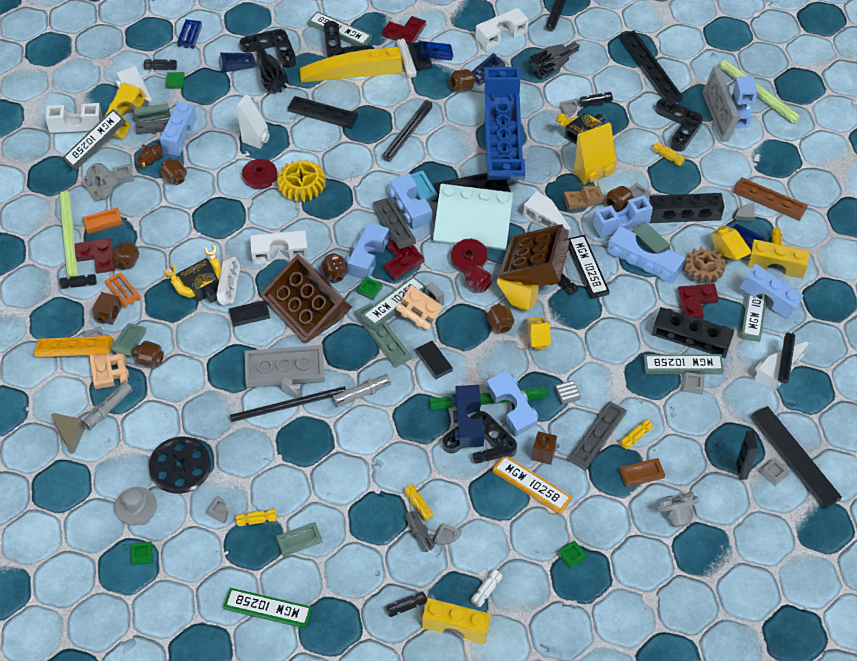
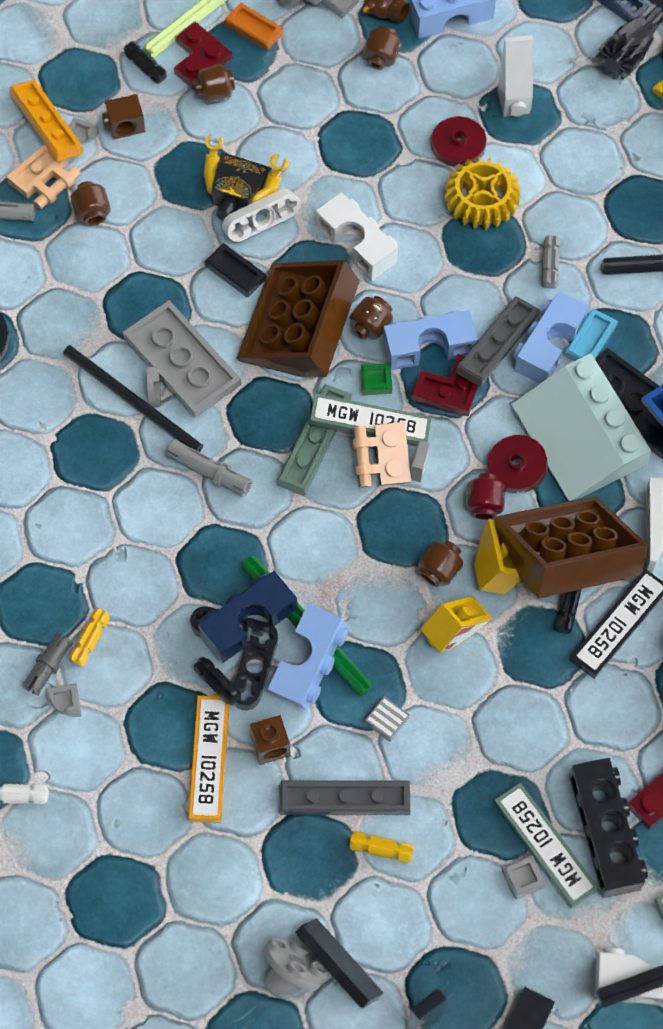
camera: 55 degrees right, 10 degrees up
(129, 300) = (171, 133): orange tile -> none
(129, 339) = (99, 168): sand green tile -> none
(322, 112) = (620, 146): black tile -> none
(365, 177) = (551, 262): none -> light grey axle
(434, 359) = (319, 523): black tile -> none
(572, 555) = (135, 871): green tile -> none
(642, 472) = (325, 889): dark orange tile -> none
(688, 486) = (339, 963): none -> black tile

